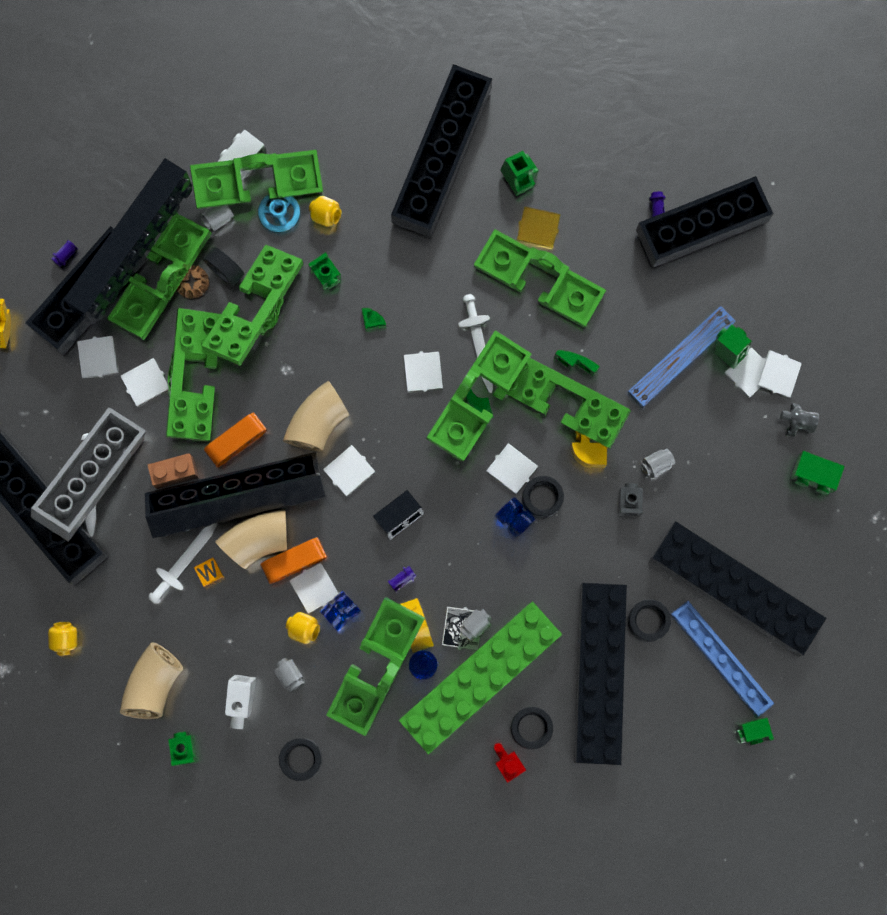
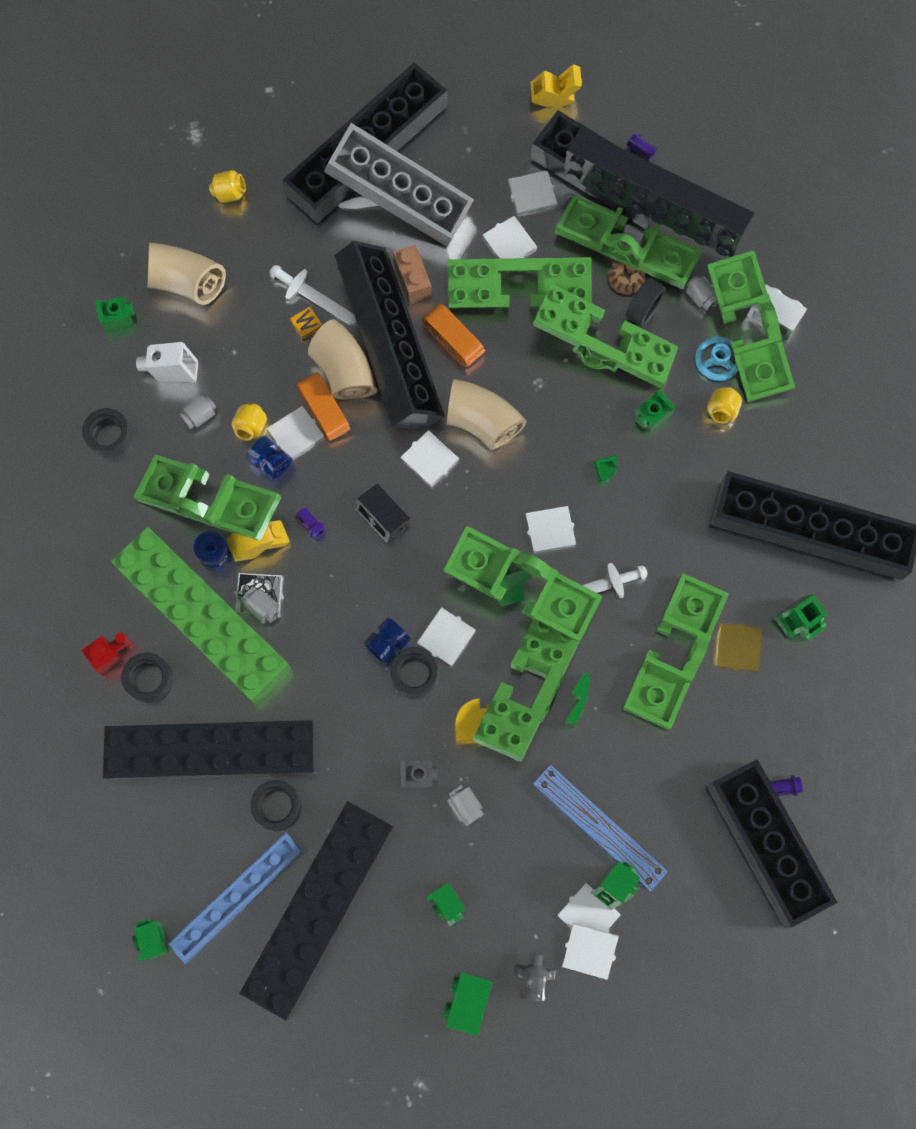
camera: 85 degrees right, 5 degrees down
(737, 484) = (447, 904): none -> green brick

